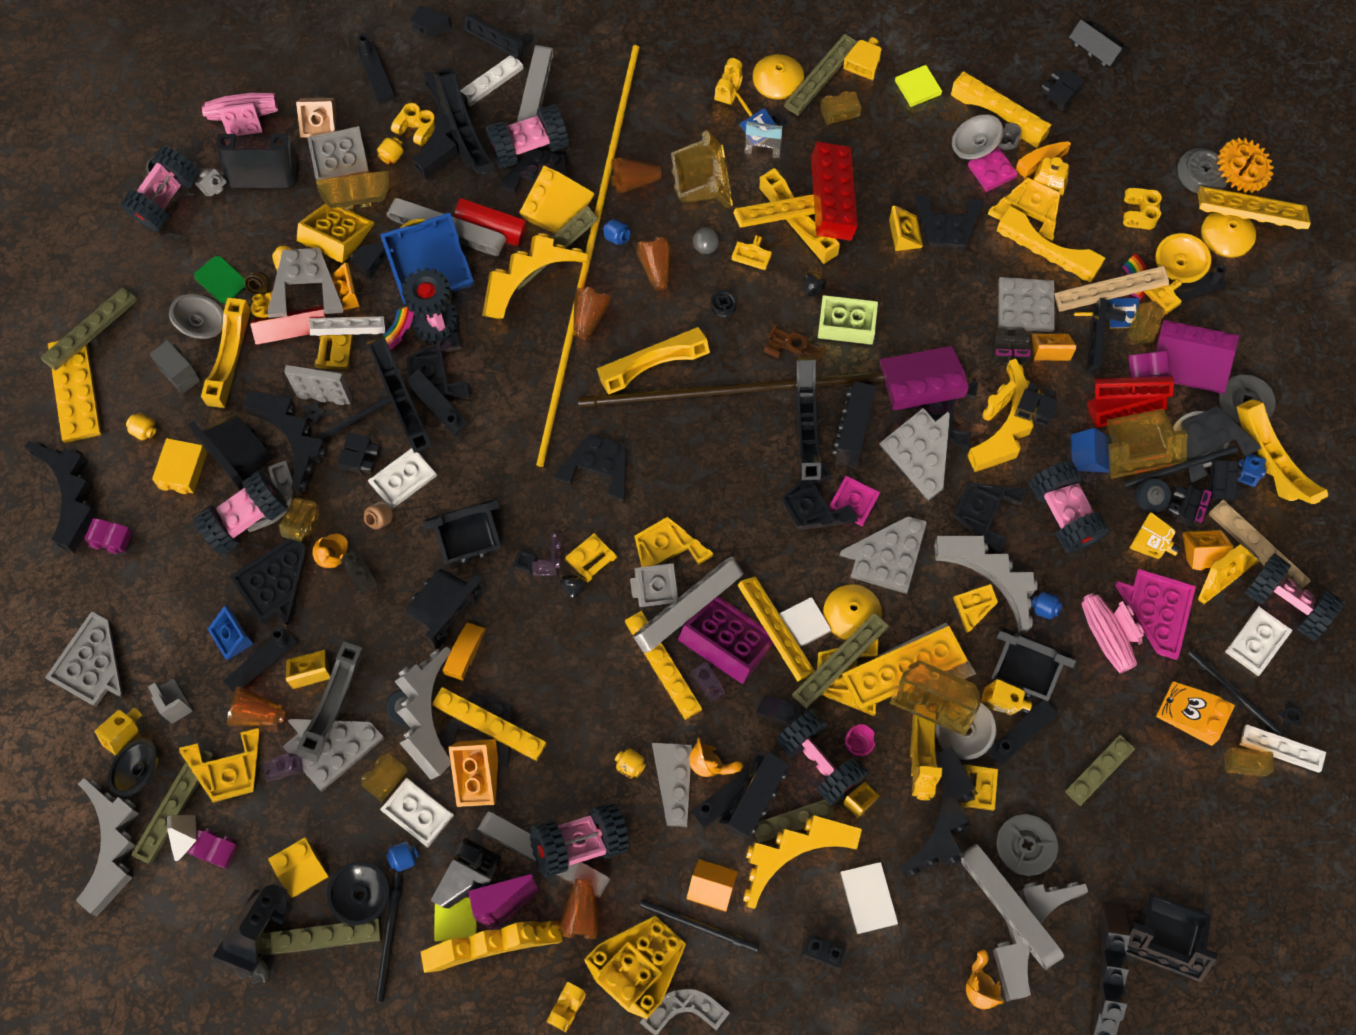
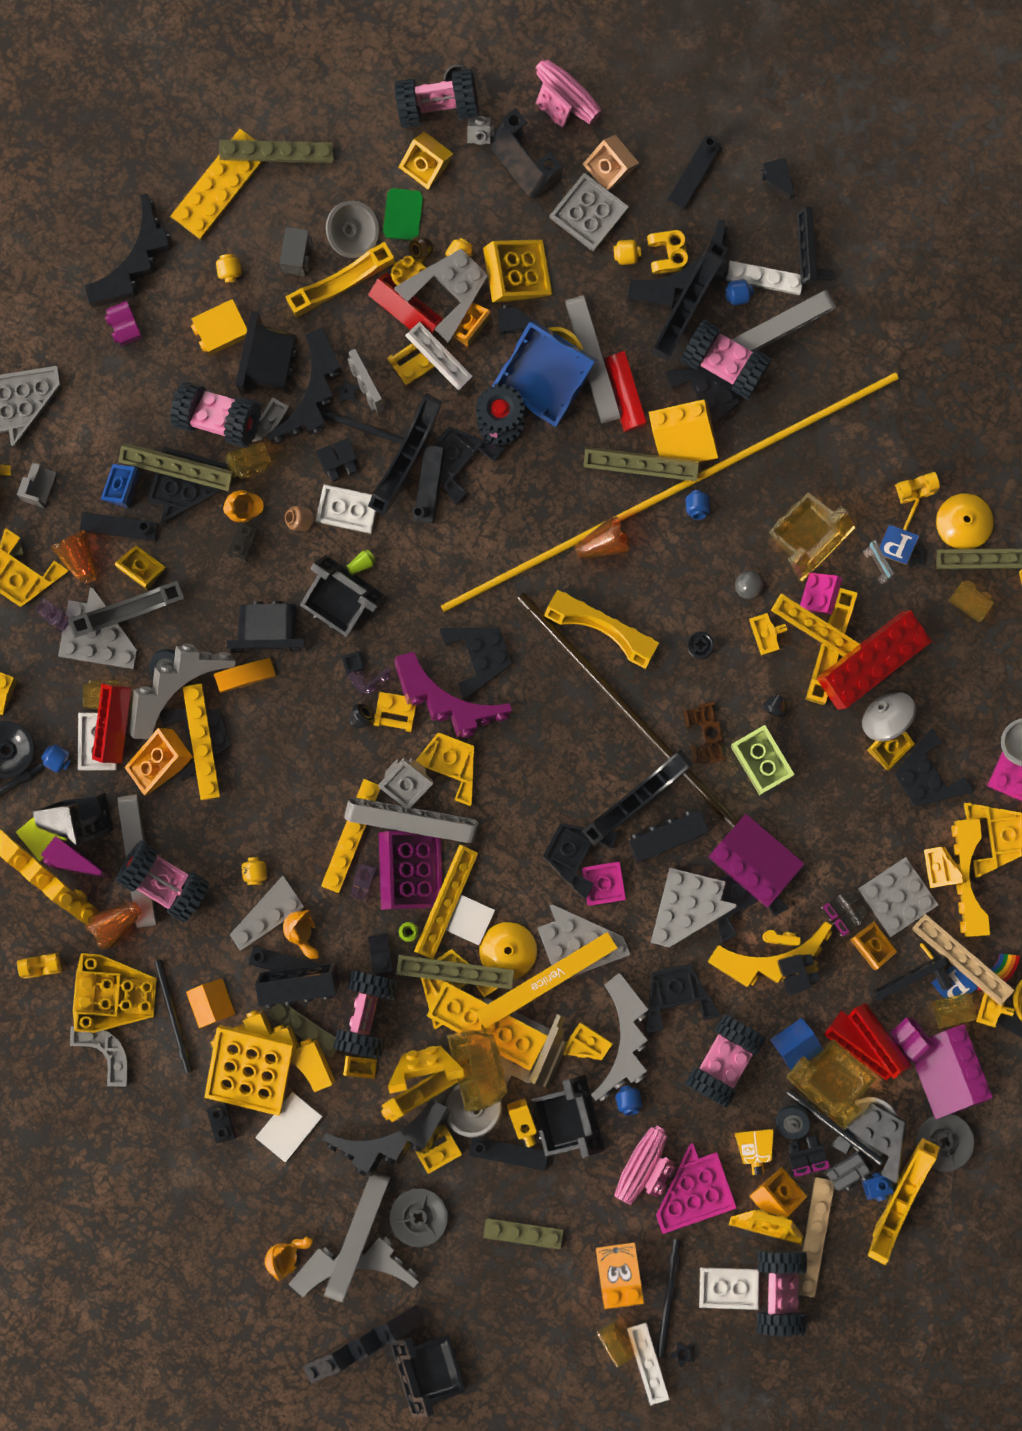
camera: 55 degrees right, 15 degrees up
(196, 234) = (425, 160): none -> yellow slope
(253, 576) = (175, 466): none -> olive plate
(354, 189) = (564, 254): clear yellow windscreen -> none
(402, 321) = (464, 399): tile -> none
(412, 784) = (111, 723): none -> red brick
(452, 492) = (361, 562): none -> lime cone
(486, 99) = (739, 292): none -> blue head
(502, 285) = (623, 463): yellow arch -> none
(615, 515) = (441, 705): none -> magenta arch
(633, 174) = (762, 476): clear orange cone -> none
(656, 260) = (693, 561): clear orange cone -> none
(753, 191) = (821, 593): none -> dark pink plate
(778, 669) = (402, 931): none -> lime cone
(782, 889) = (235, 1094): none -> yellow piece
(860, 740) = (403, 1033): dark pink hair -> none
(884, 211) = (889, 716): none -> light grey dish
(899, 738) = (422, 1063): none -> yellow wing
(901, 596) = (546, 980): none -> yellow tile
(965, 637) = (550, 1054): none -> dark tan piece
(1028, 257) = (942, 868): none -> yellow wing

